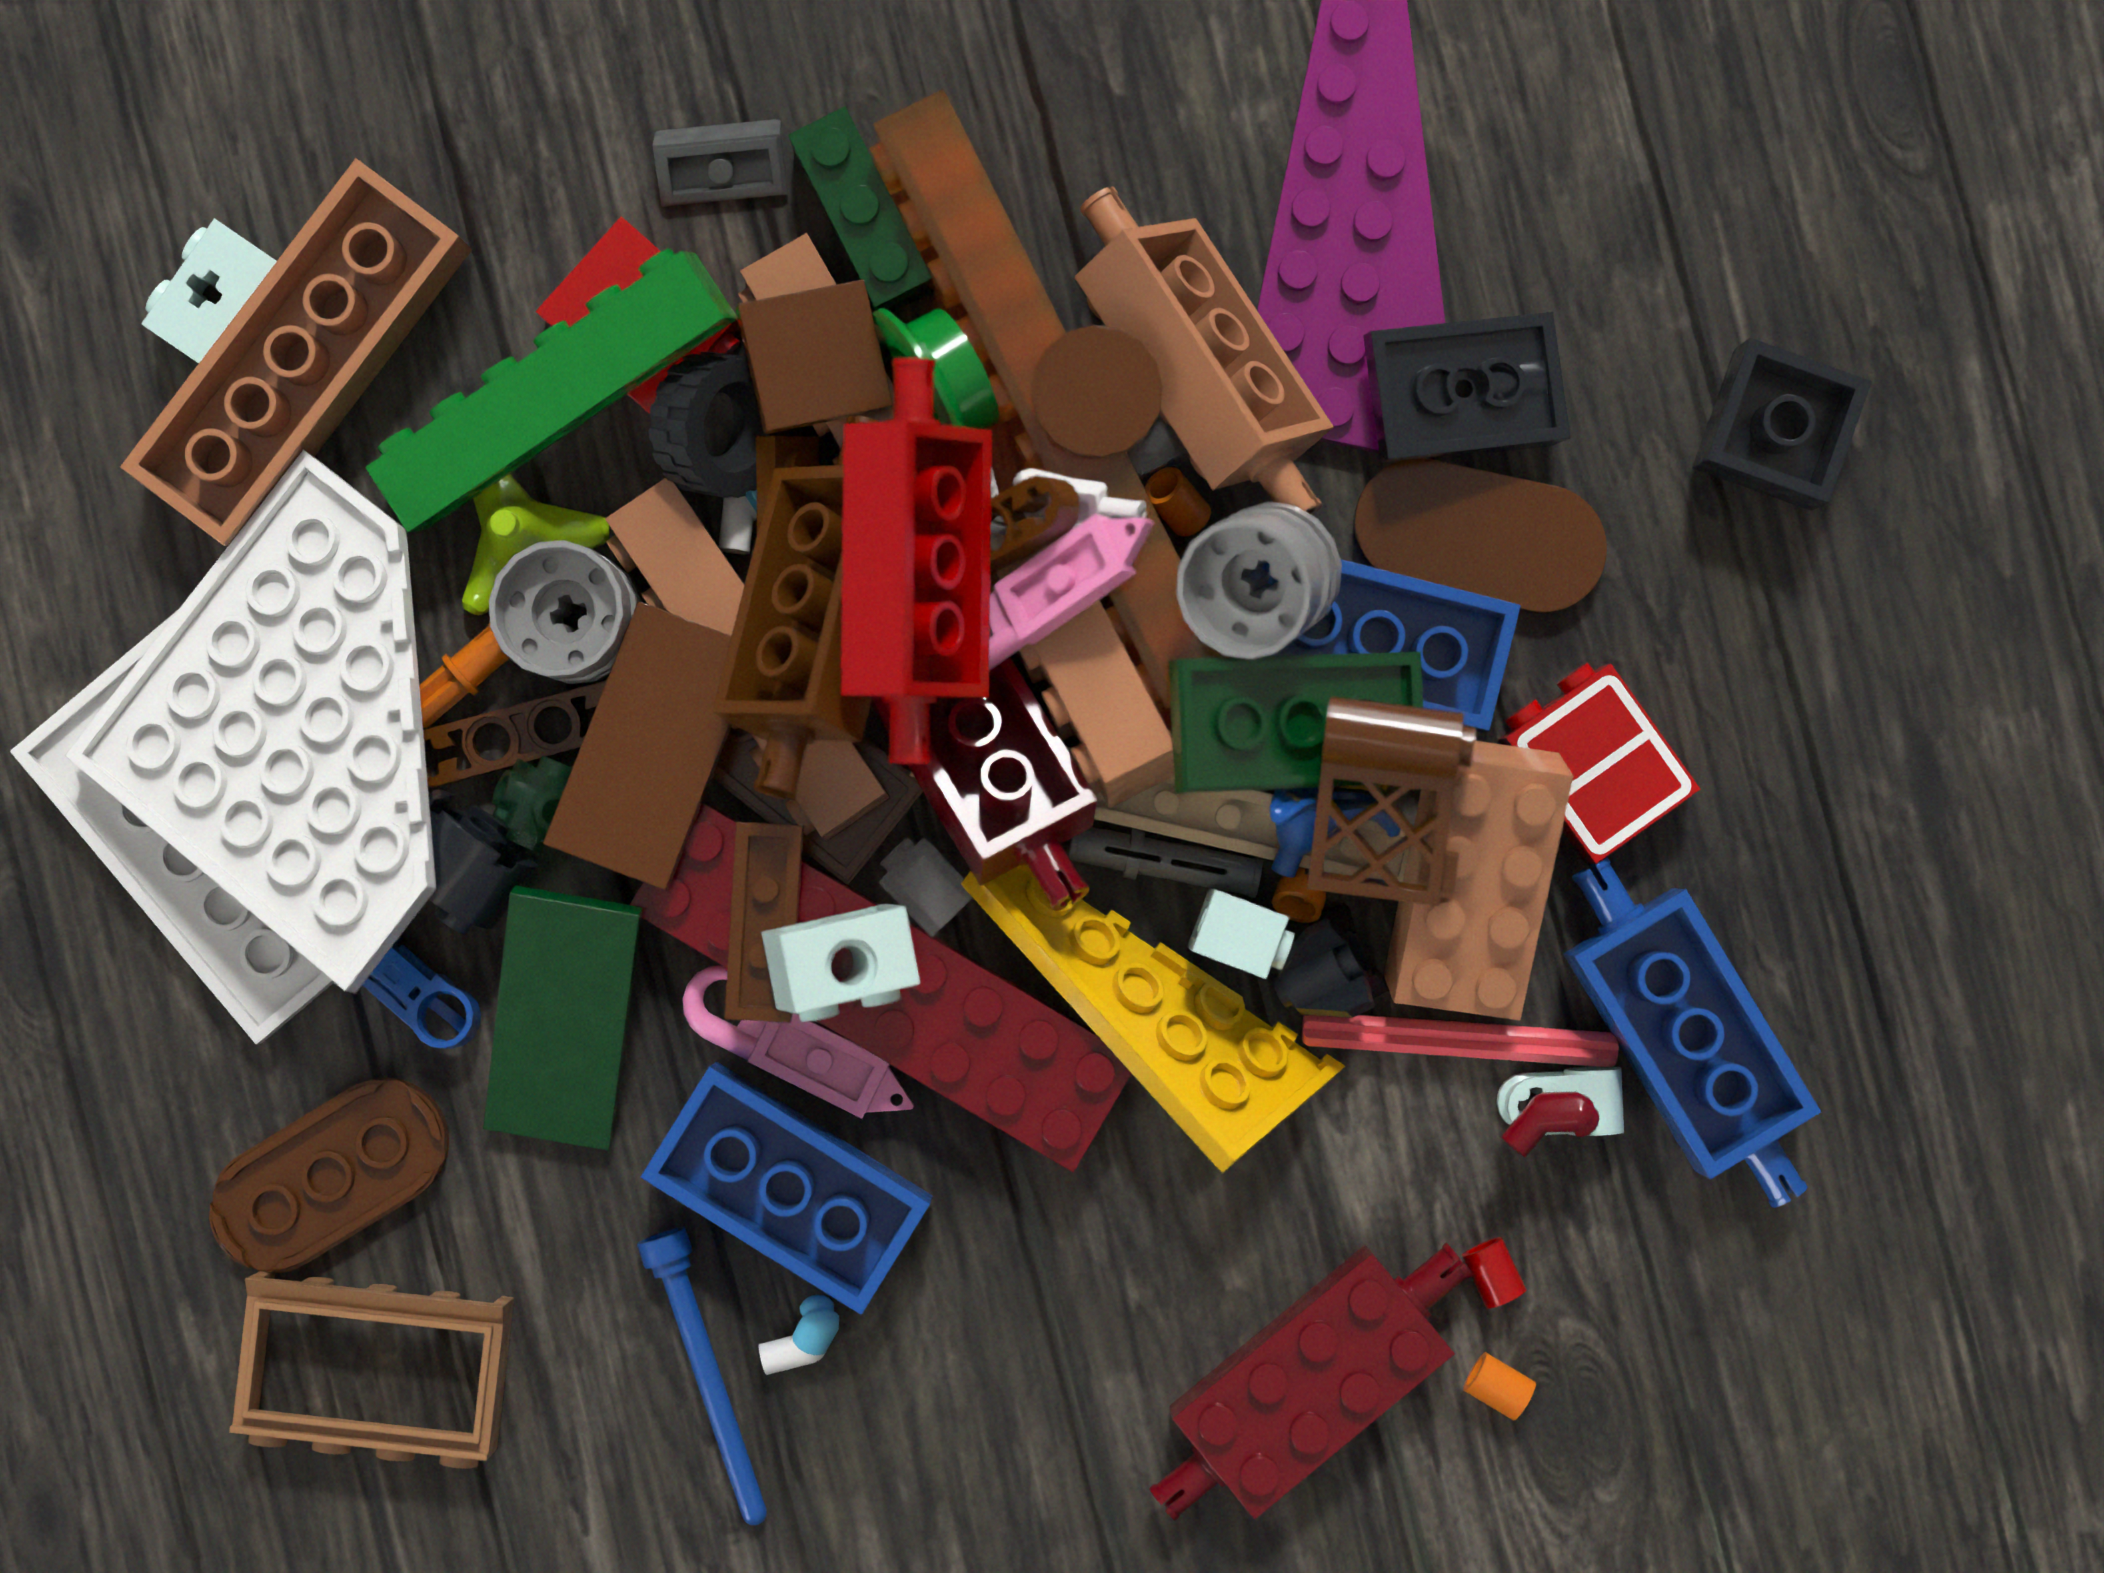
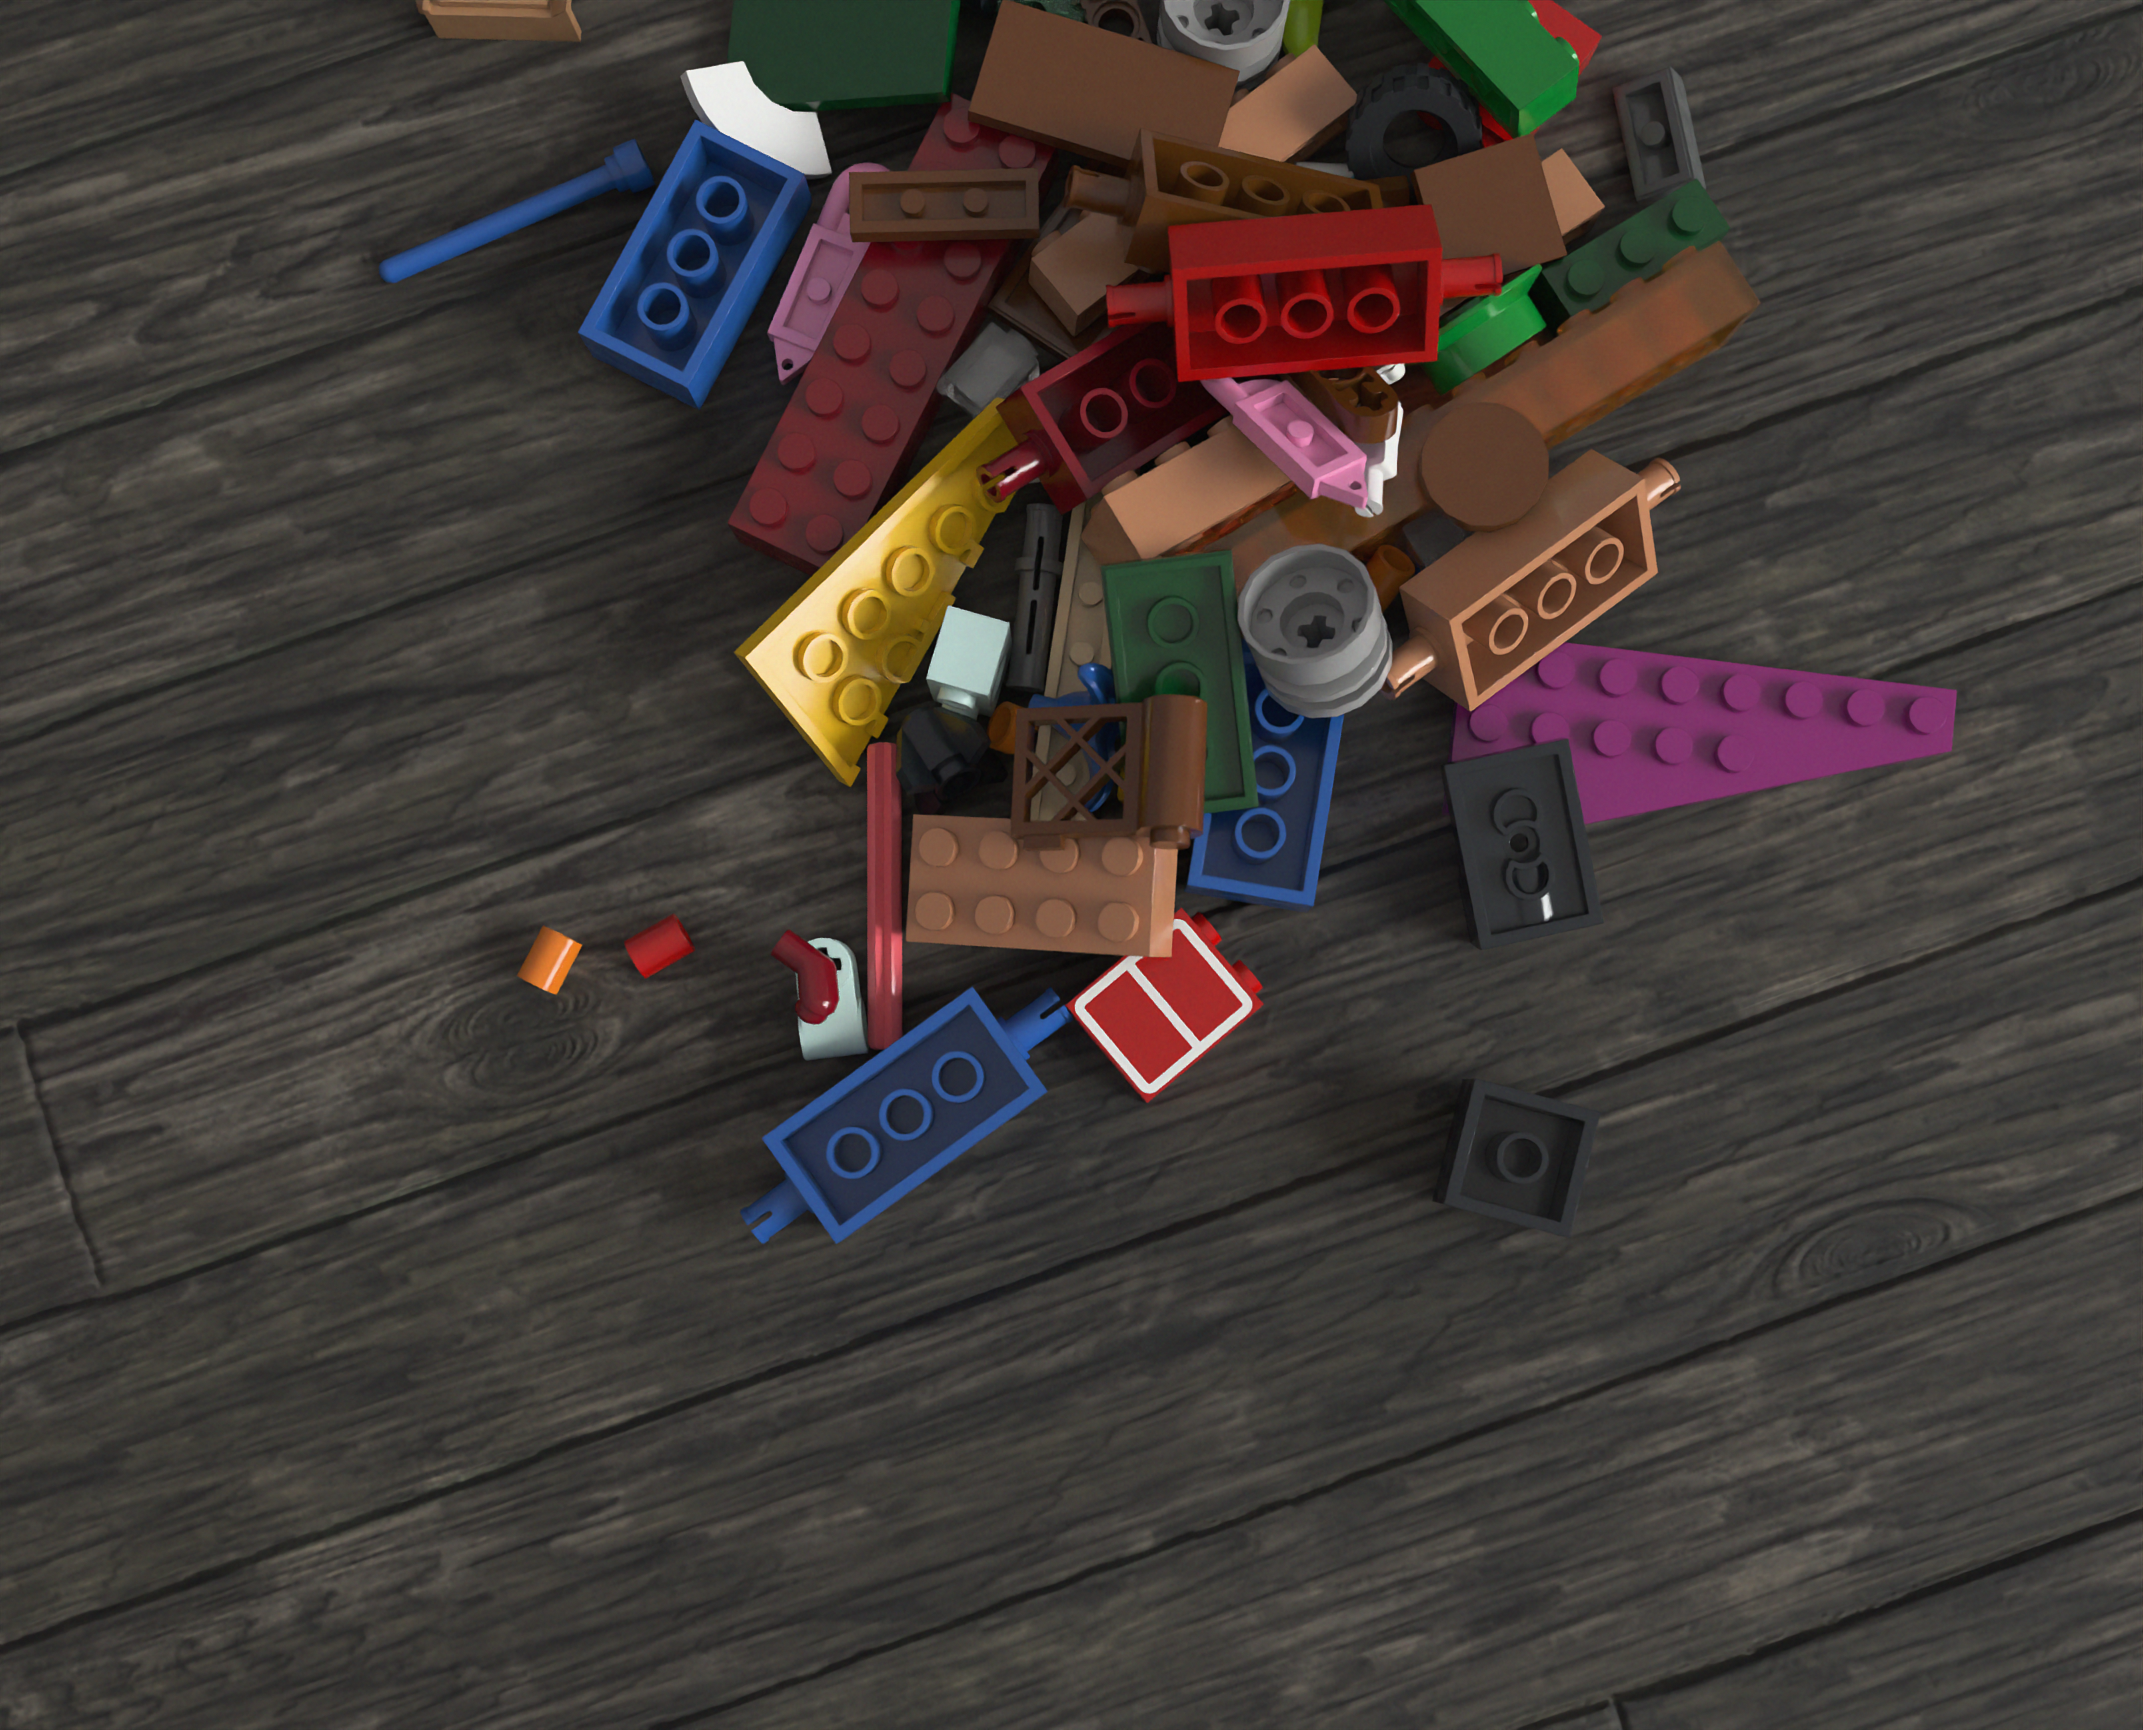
camera: 85 degrees right, 5 degrees down
(640, 1116) = (735, 106): none -> white tile
(803, 952) = (915, 229): light aqua brick -> none
(808, 1341) = (551, 304): arm -> none
(1310, 1381) = (542, 773): dark red brick -> none
(1481, 533) = (1378, 878): reddish brown tile -> none

